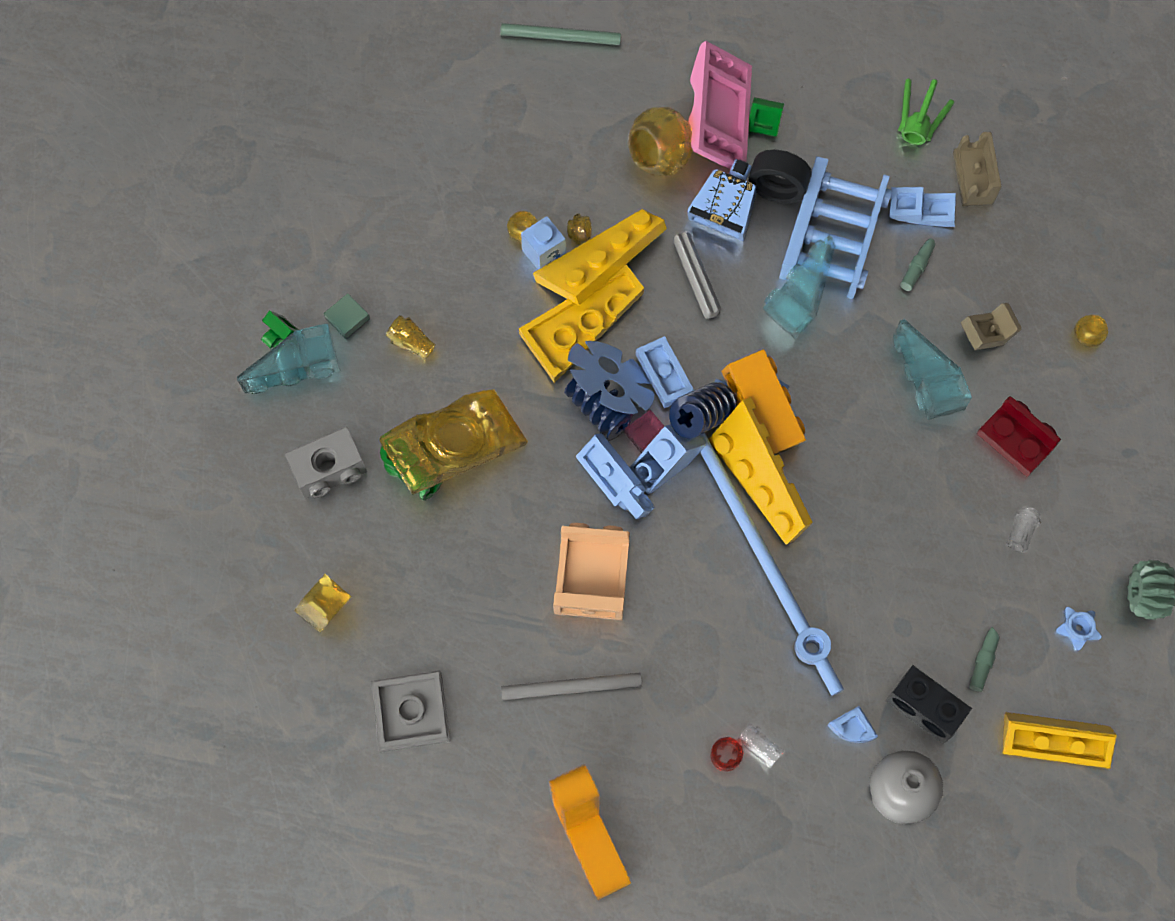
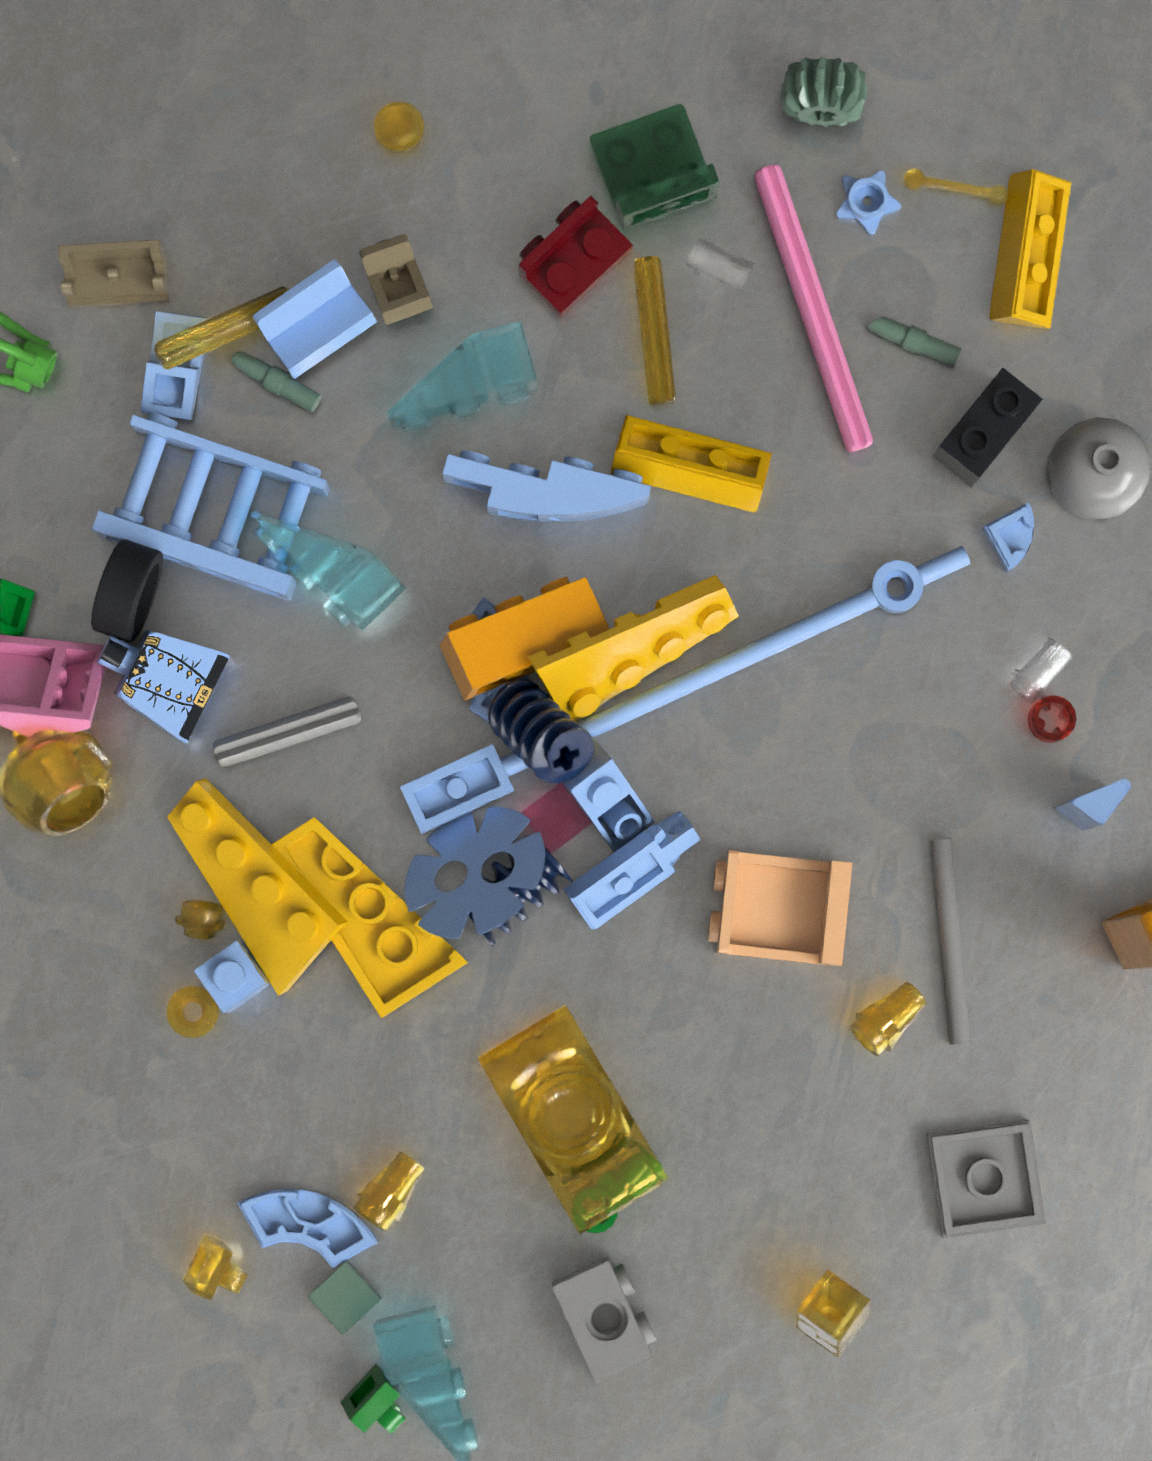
camera: 90 degrees left, 15 degrees up
(365, 240) = (213, 1268): none -> clear yellow tile
(395, 294) = (307, 1219): none -> light blue tile
(518, 642) = (886, 1020): none -> clear yellow cone
(667, 776) = (1096, 806): none -> light blue slope
(859, 425) = (568, 495): none -> light blue slope
(886, 514) = (692, 463): none -> yellow slope
(949, 230) = (212, 332): none -> clear yellow axle
(961, 280) = (314, 319): none -> light blue panel
(974, 488) = (654, 330): none -> clear yellow axle
(999, 590) = (813, 308): none -> bright pink axle
(1084, 484) = (653, 167): none -> clear green bracket
(1097, 660) = (915, 179): none -> clear yellow hinge

